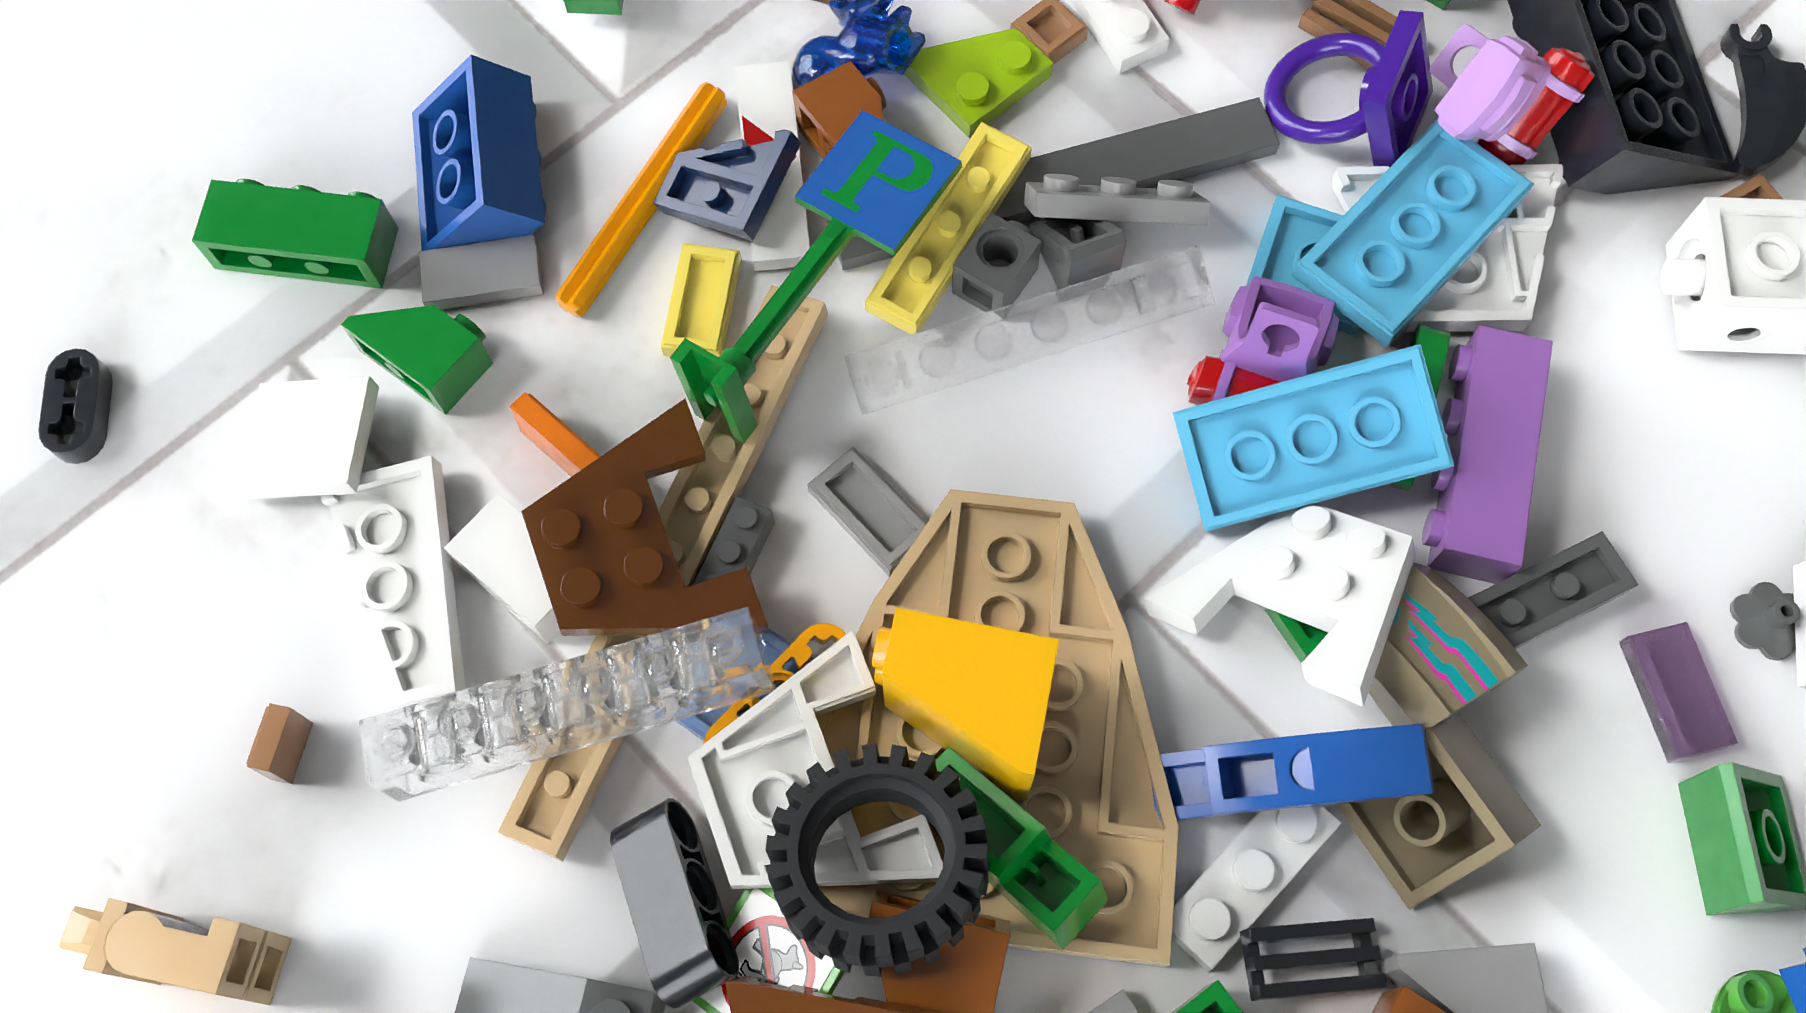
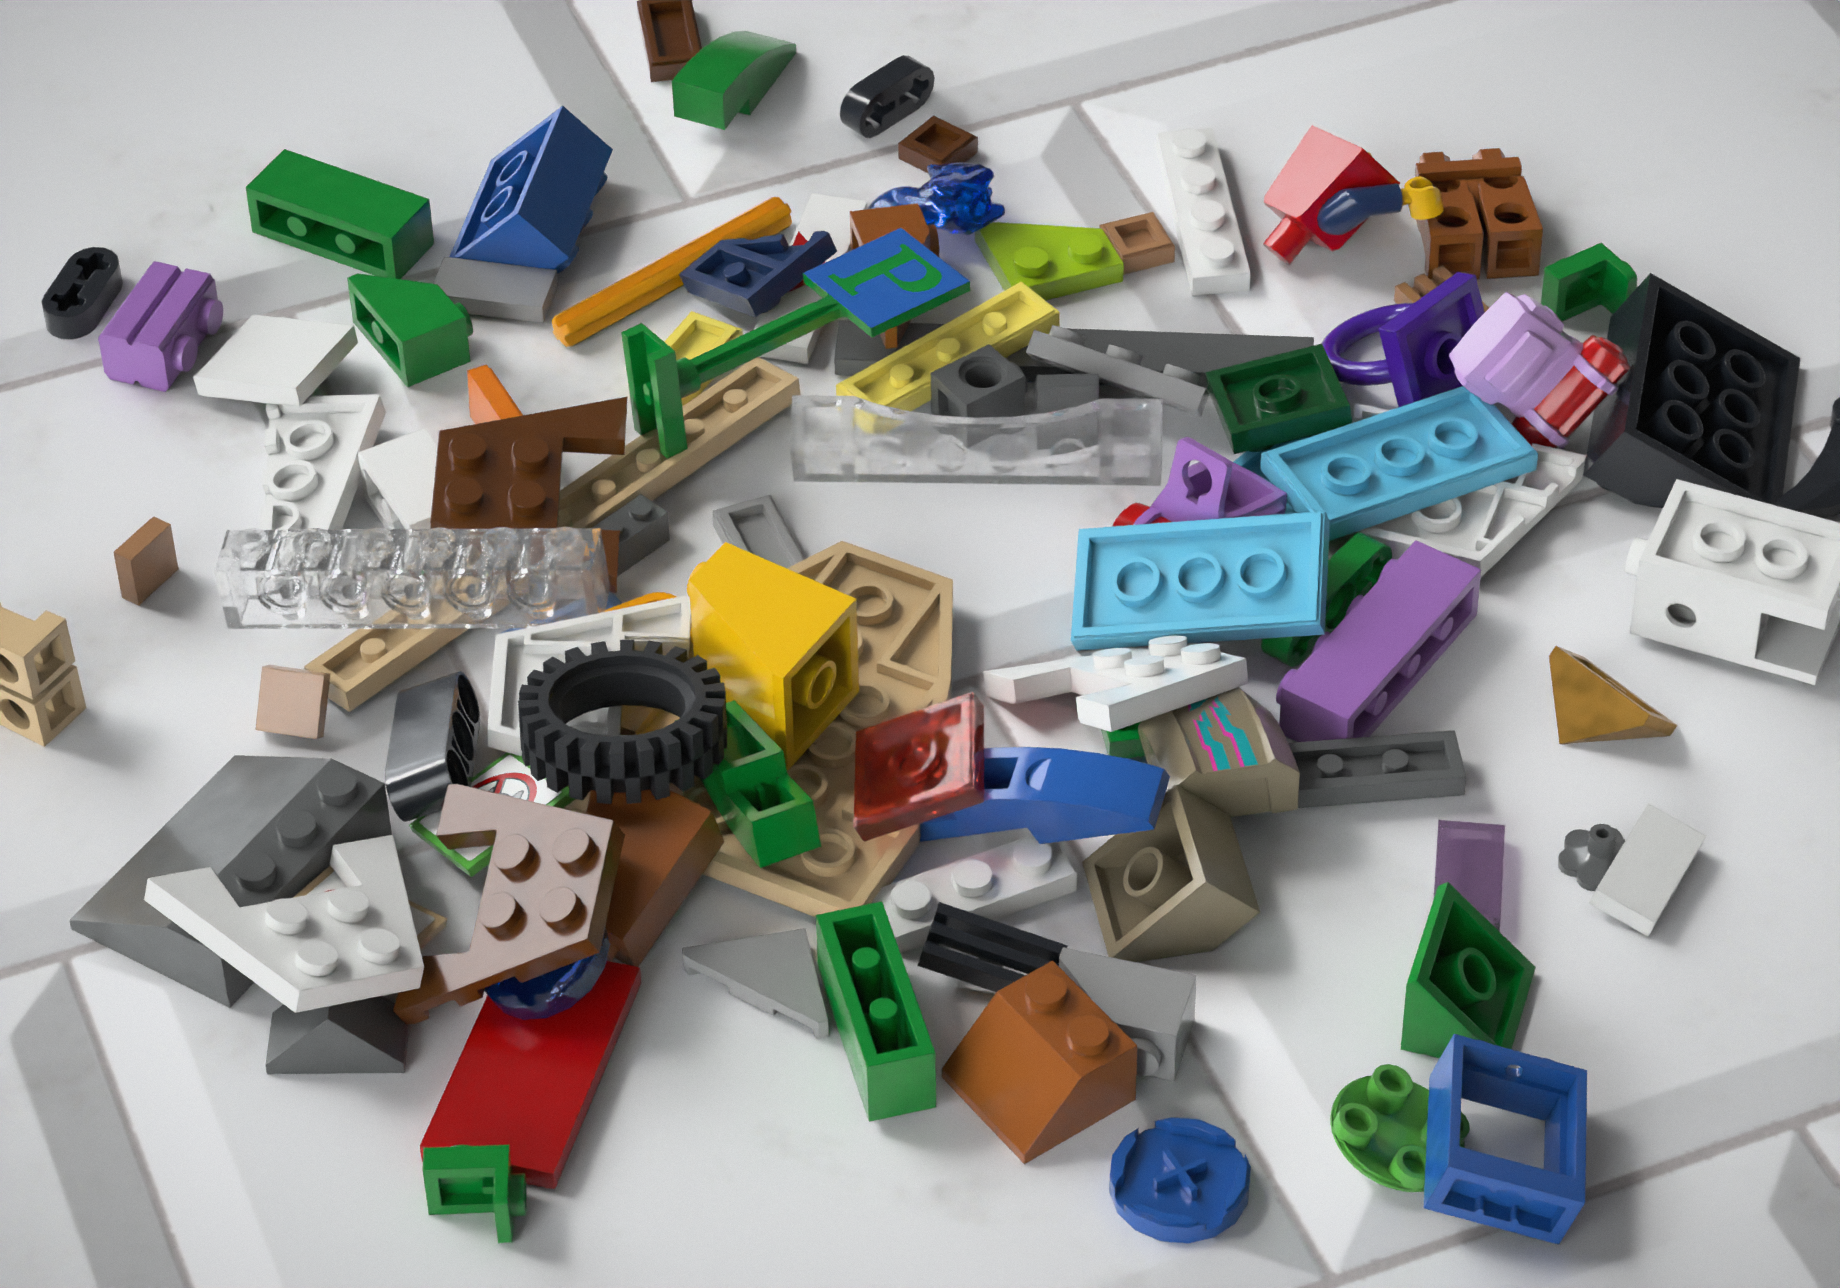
camera: 20 degrees right, 25 degrees down
(174, 431) = (160, 326): none -> medium lavender brick
(504, 879) = (292, 701): none -> tile
(1168, 777) = (919, 766): none -> clear red tile
(1274, 188) = (1278, 399): none -> dark green plate
(1699, 448) = (1596, 706): none -> pearl gold slope

